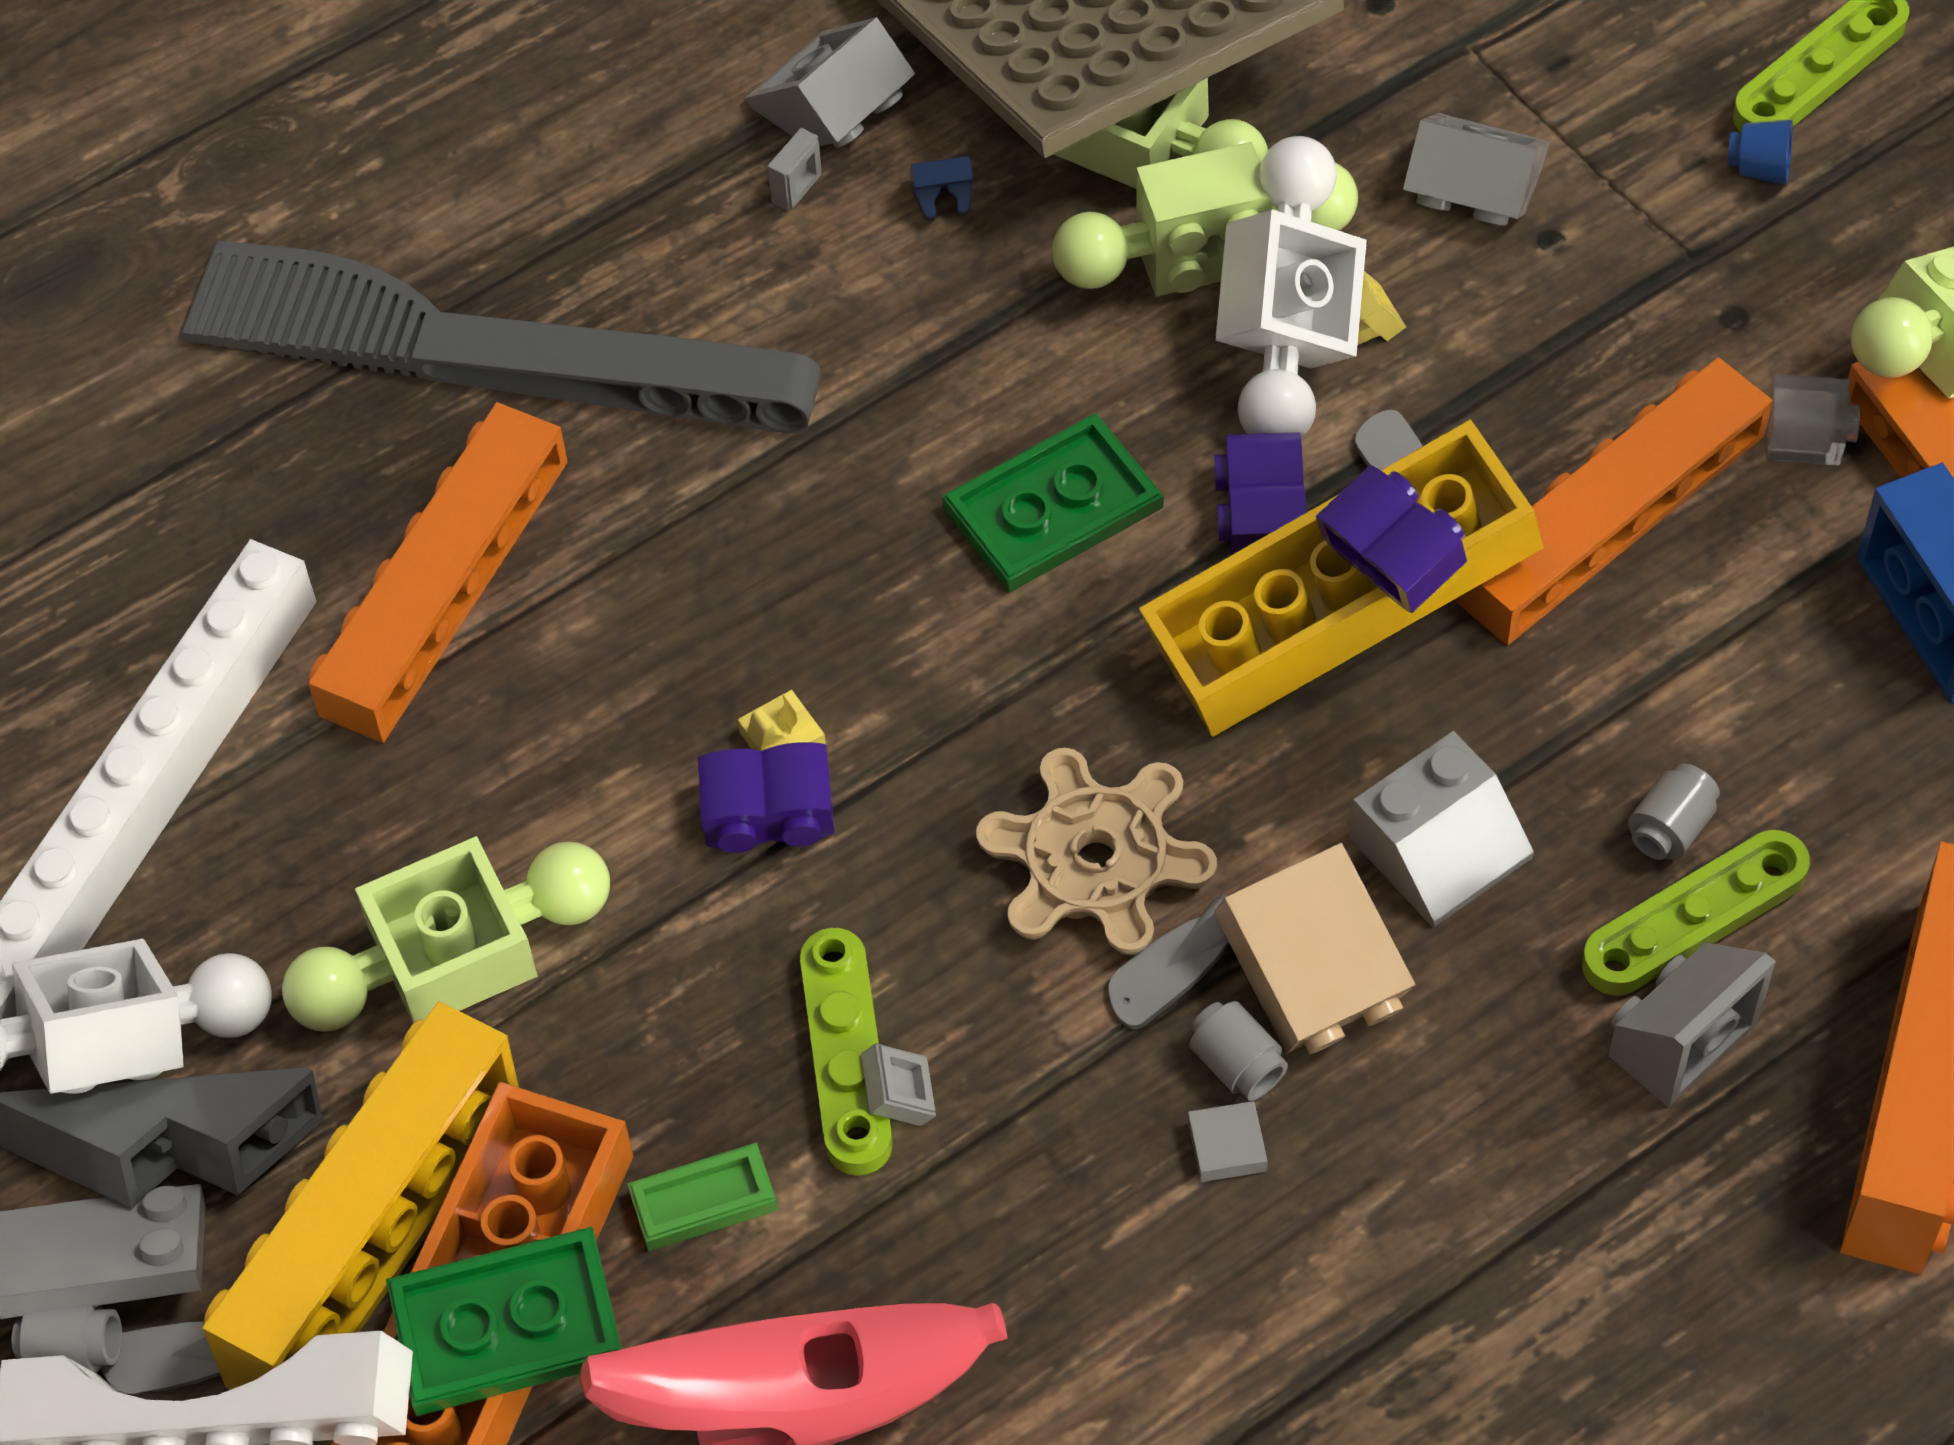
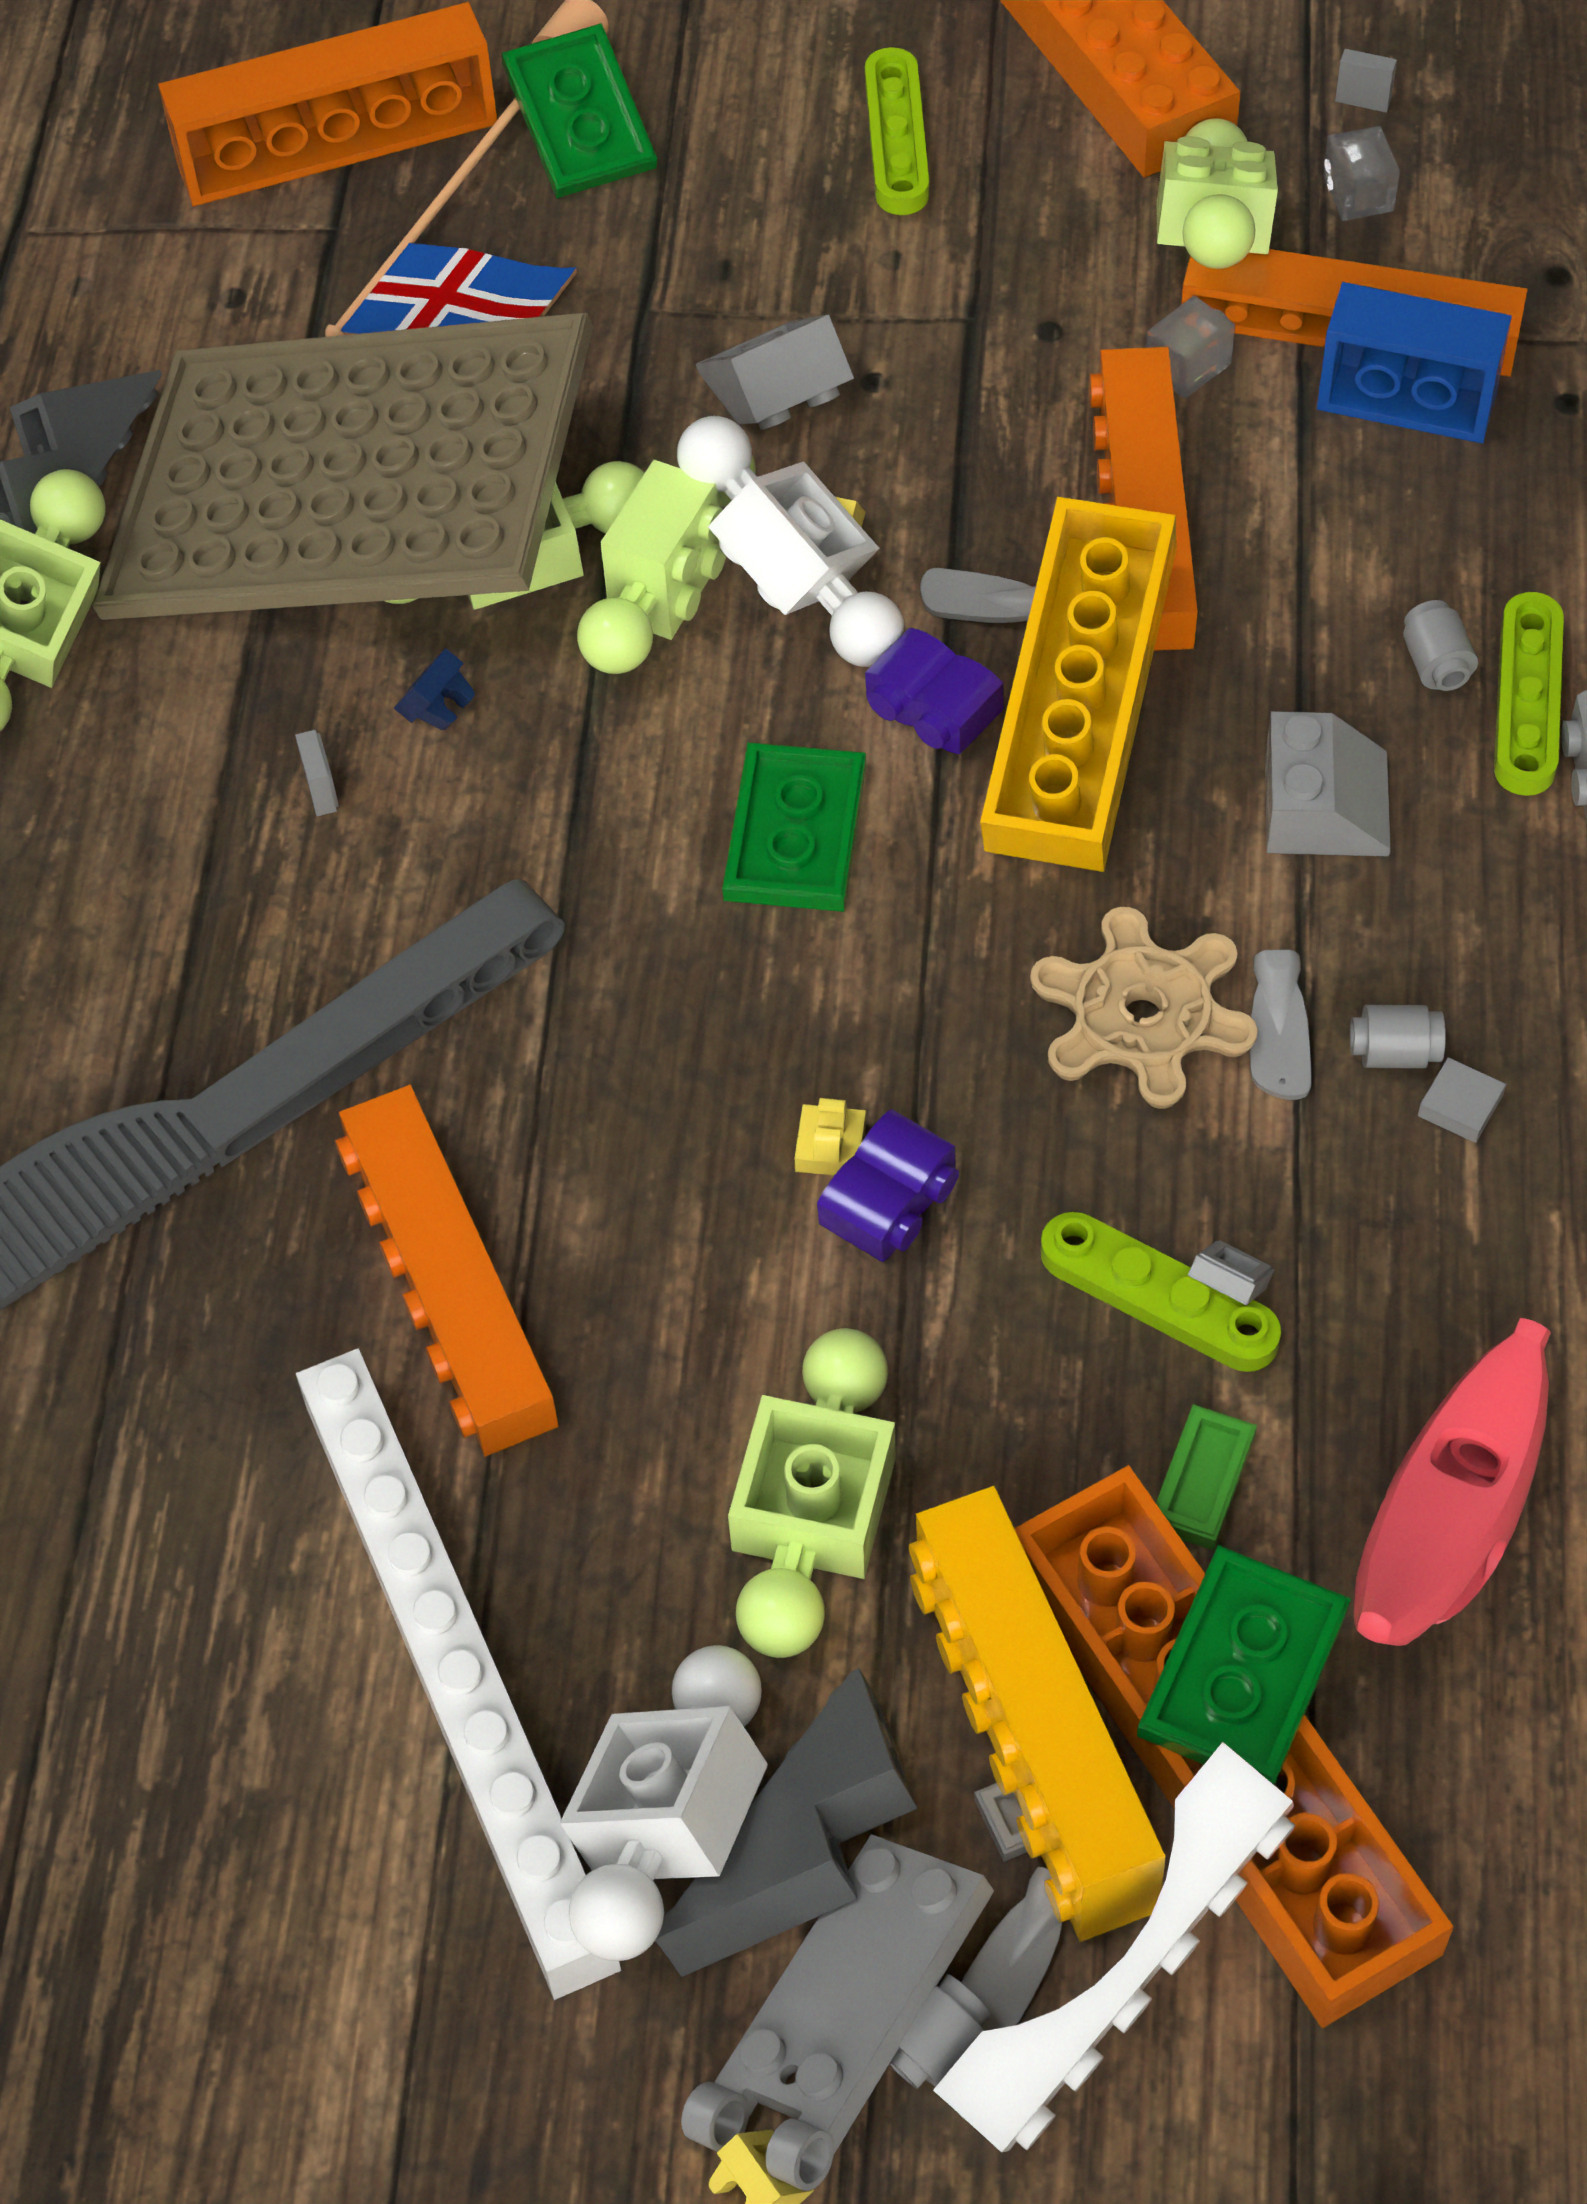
camera: 50 degrees left, 0 degrees up
(835, 83) = (258, 693): light grey slope -> none
(1315, 950) = (1367, 925): tan brick -> none
(1393, 537) = (1116, 610): dark purple brick -> none
(1763, 151) = (940, 209): blue hat -> none

